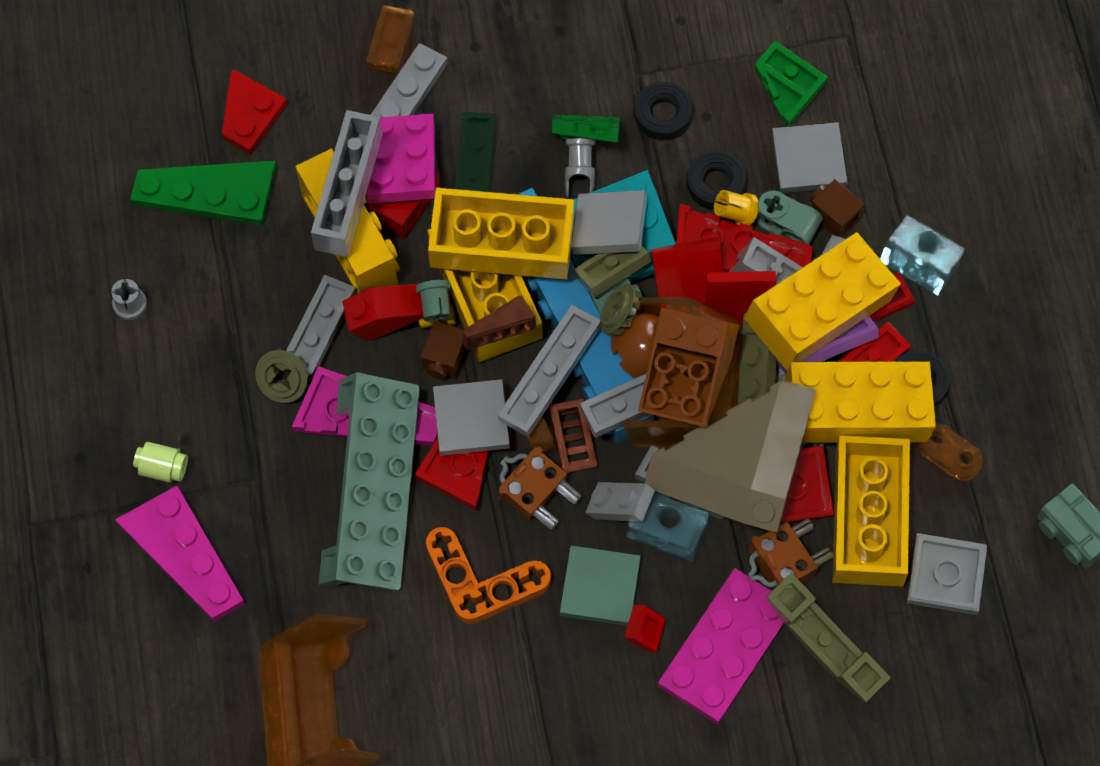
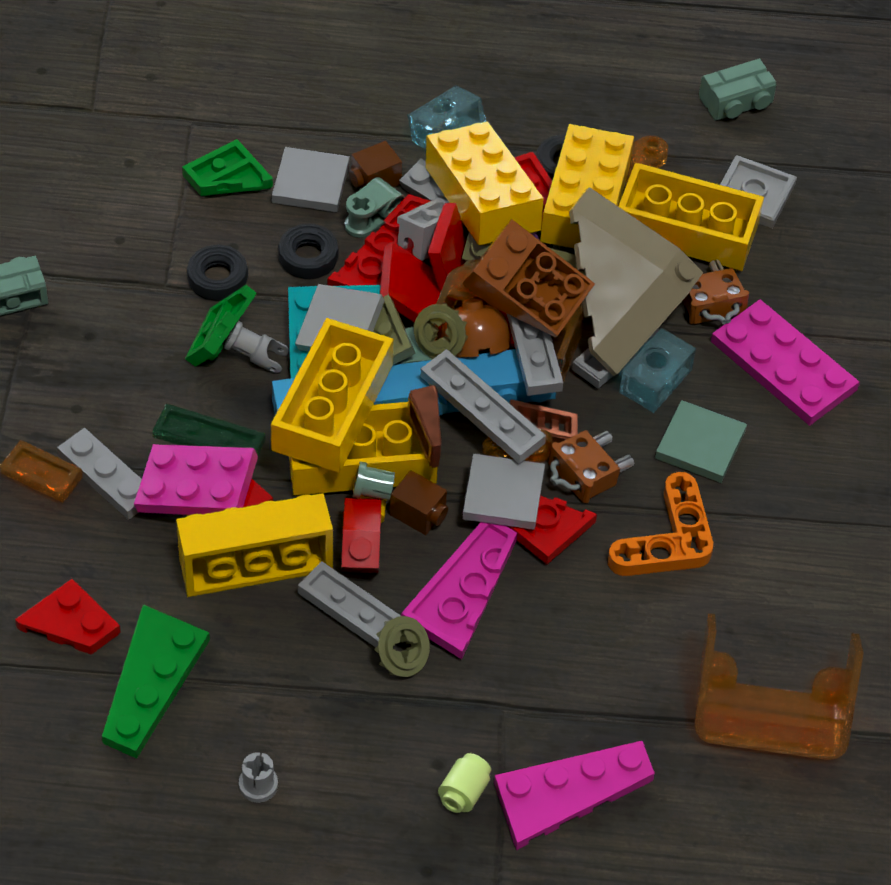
camera: 80 degrees left, 15 degrees down
(346, 183) = (236, 497): light grey brick -> none
(374, 482) = (568, 587): sand green bracket -> none
(620, 501) = (628, 394): light grey plate -> none
(644, 628) = (756, 414): red plate -> none
(738, 208) = (358, 238): yellow bush -> none
(825, 640) = (804, 286): olive slope -> none

